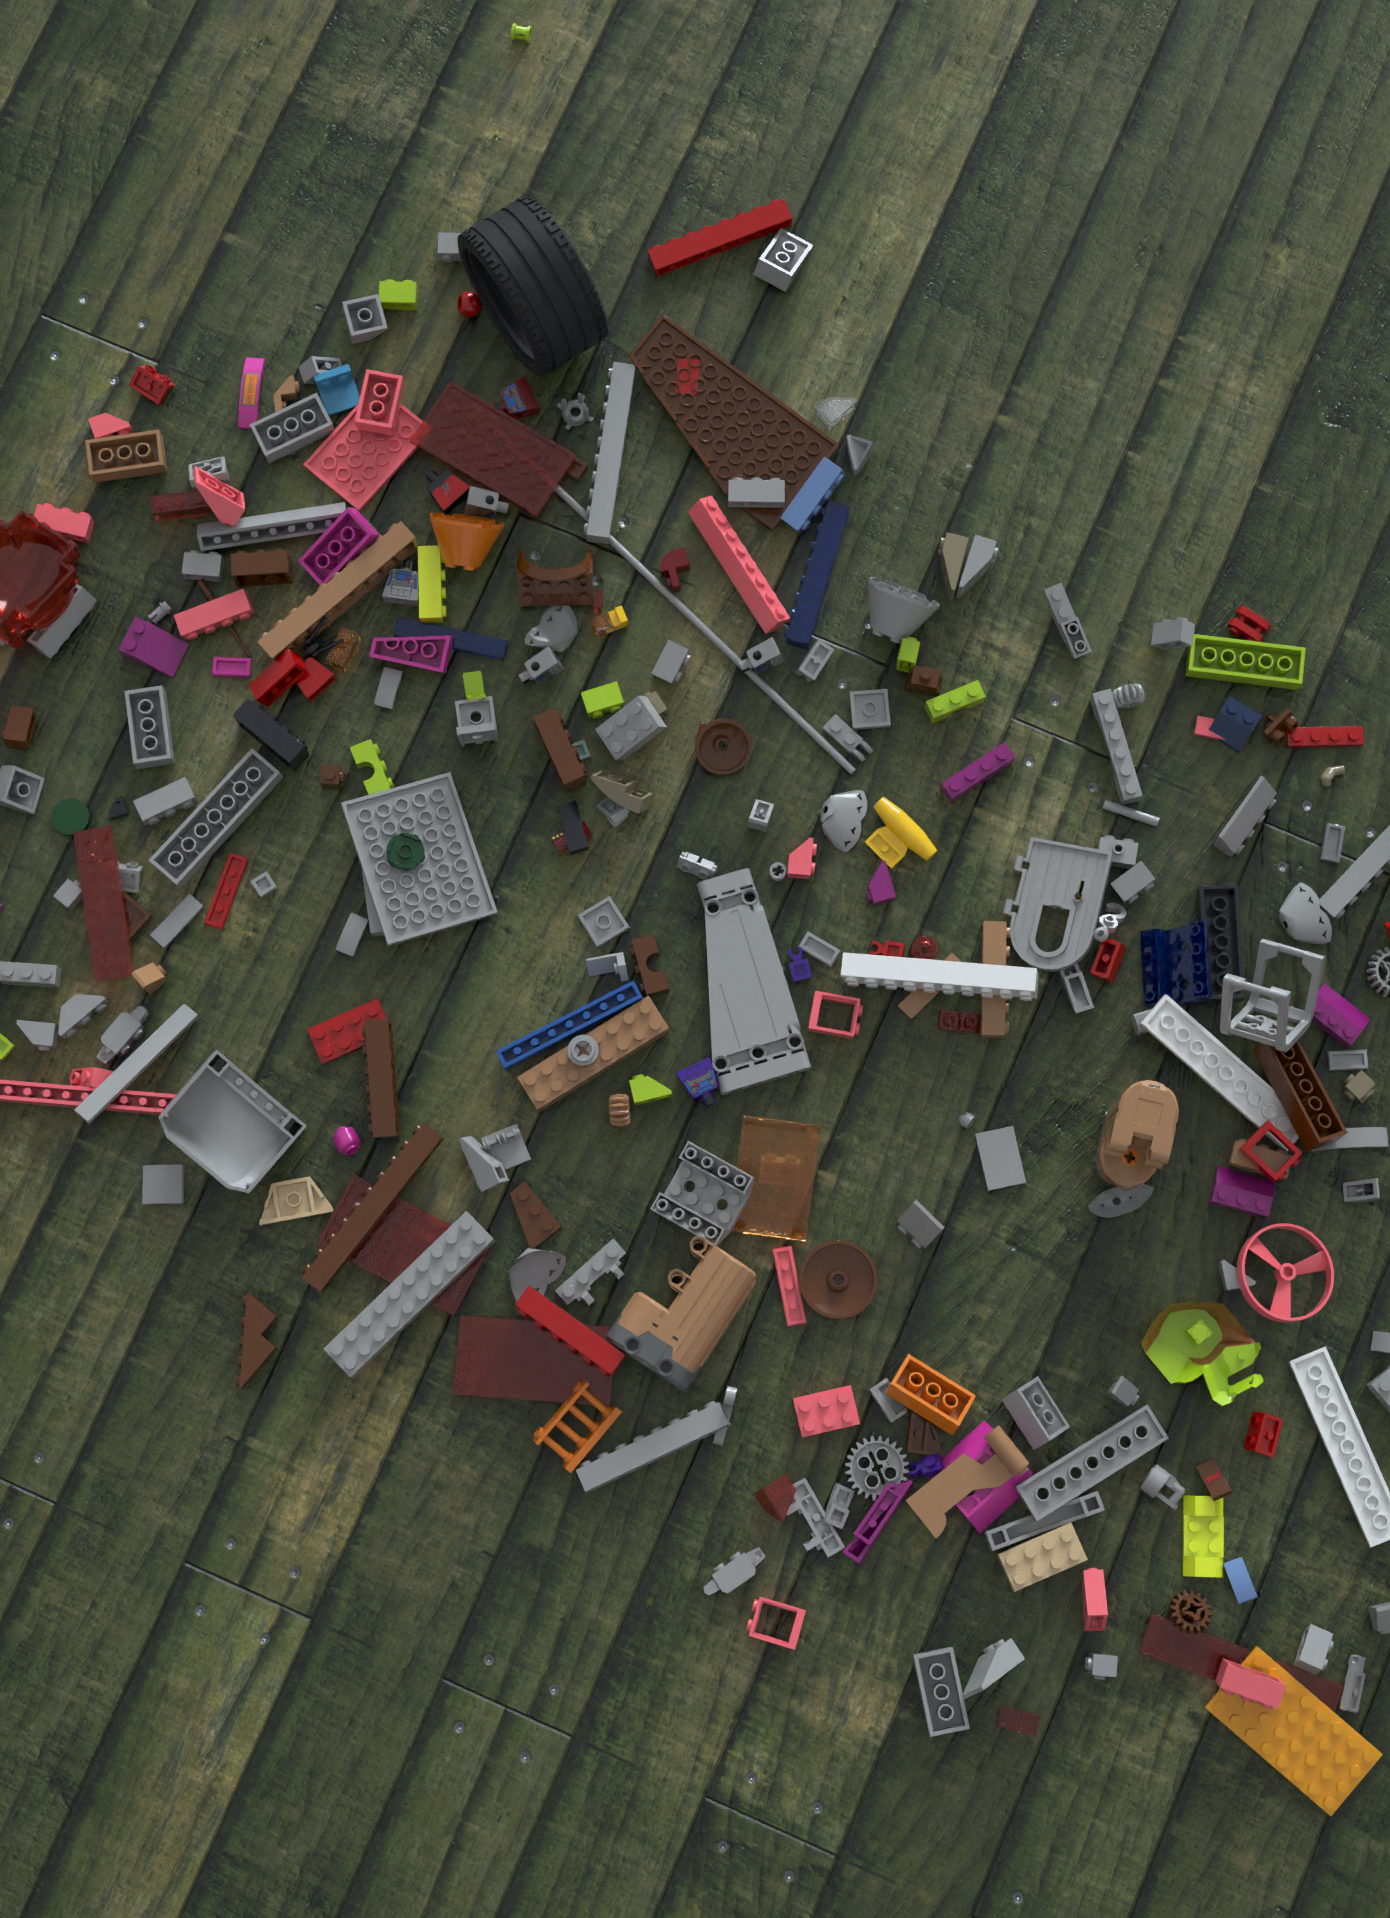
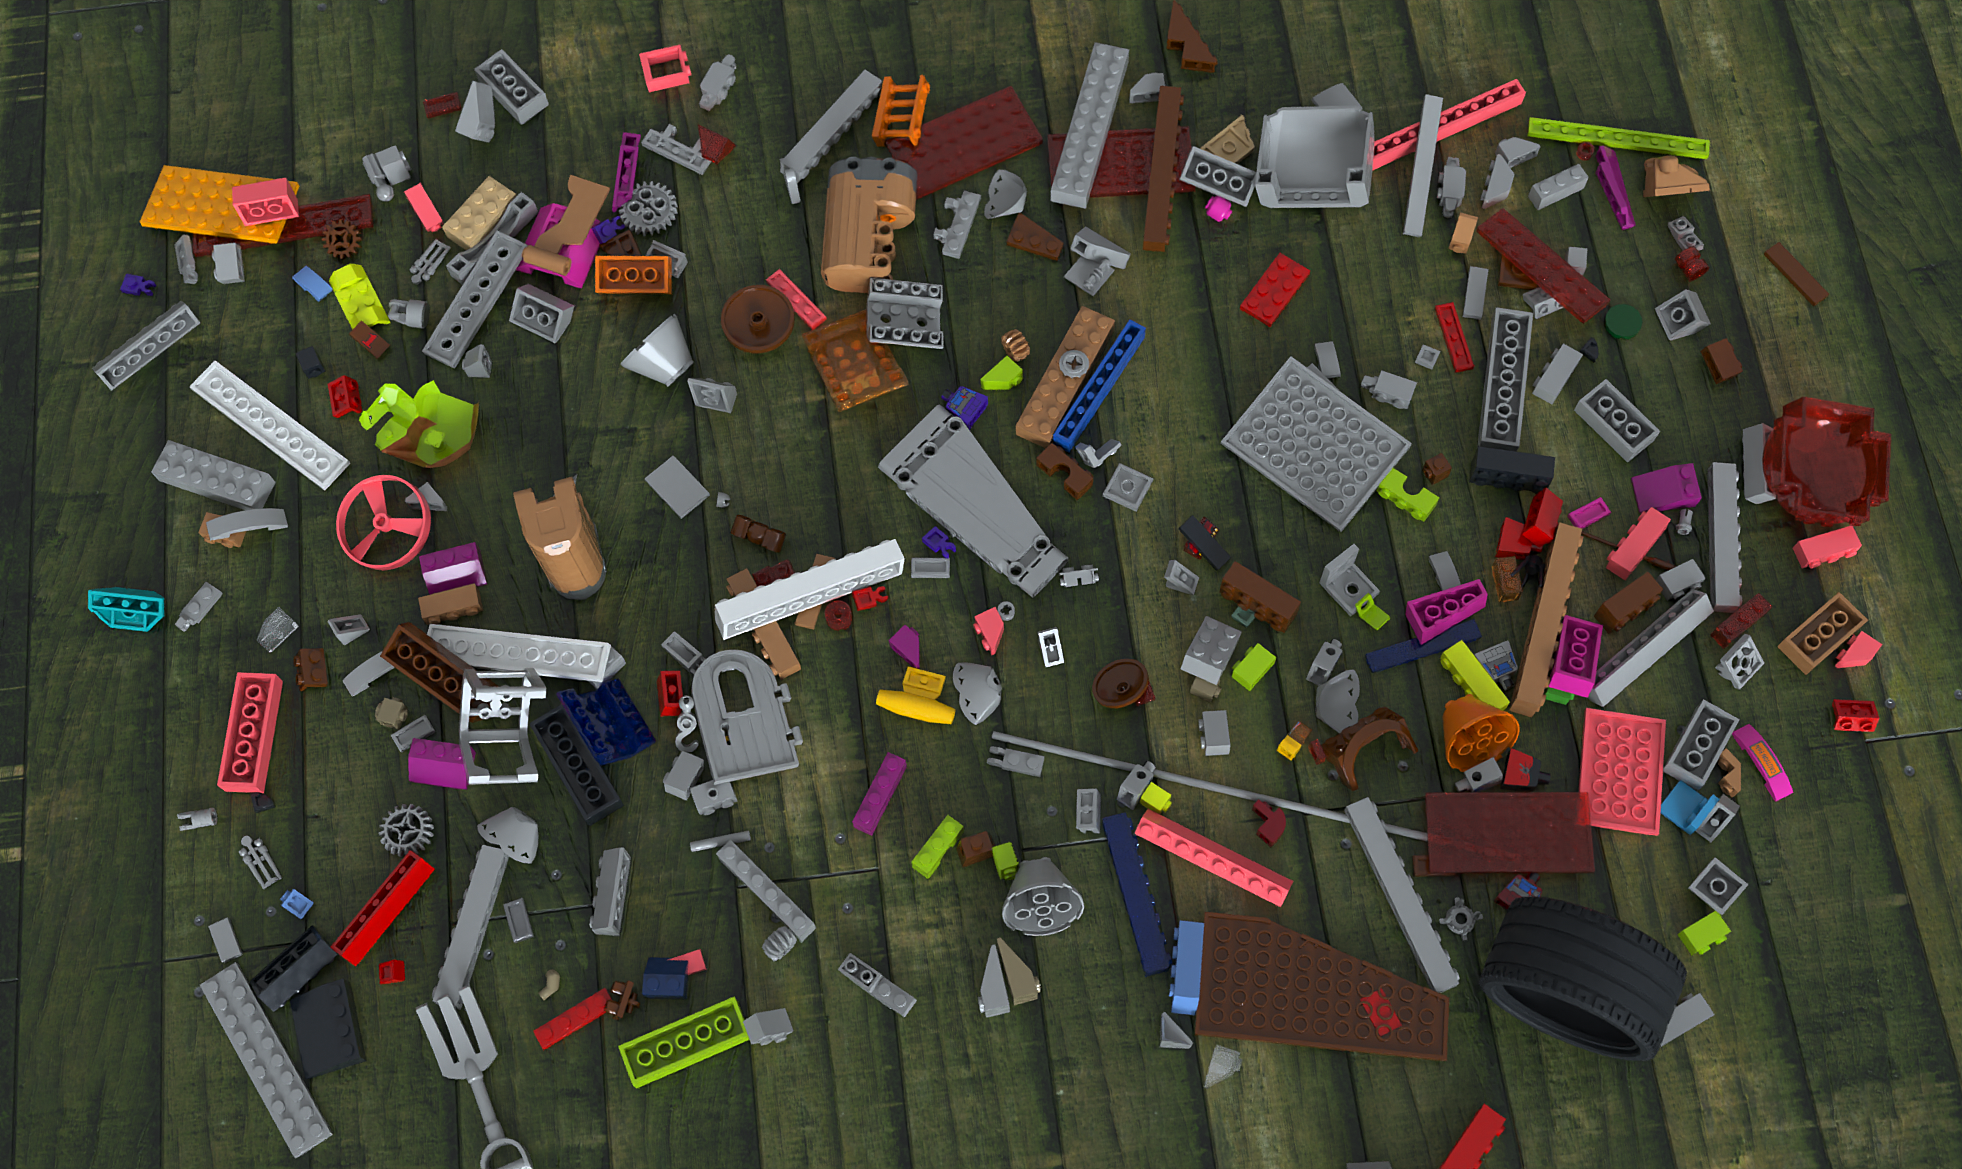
camera: 150 degrees right, 10 degrees down
(89, 1076) = (1450, 142): coral slope -> none
(139, 580) = (1724, 537): none -> light grey brick
(222, 498) = (1715, 635): coral slope -> none
(317, 873) = (1390, 389): none -> light grey hinge
(325, 1308) = (1147, 88): none -> light grey slope
(329, 1165) = (1218, 176): none -> light grey slope
(379, 402) = (1641, 809): coral brick -> none
(382, 1078) = (1222, 258): reddish brown brick -> none
(405, 851) = (1330, 437): dark green tile -> none
(574, 1333) = (951, 161): red brick -> none
(622, 790) = (1183, 593): dark tan slope -> none
(752, 636) = (1156, 799): none -> neon yellow brick
(756, 493) = (1241, 931): light grey brick -> none
(826, 1411) = (711, 224): coral brick -> none
(837, 1506) = (663, 167): light grey slope -> none
(858, 1008) = (879, 504): coral window -> none
(869, 709) = (1011, 797): light grey plate -> none
(950, 1293) = (662, 353): none -> light grey cone
(953, 1065) = (758, 533): none -> reddish brown piece
(1121, 1683) = (378, 177): none -> light grey piece
(1136, 1528) = (416, 279): none -> light grey piece
(1238, 626) = (692, 1074): red brick -> none
(1258, 1163) = (459, 613): red window -> none
(1279, 1489) = (310, 362): none -> black brick

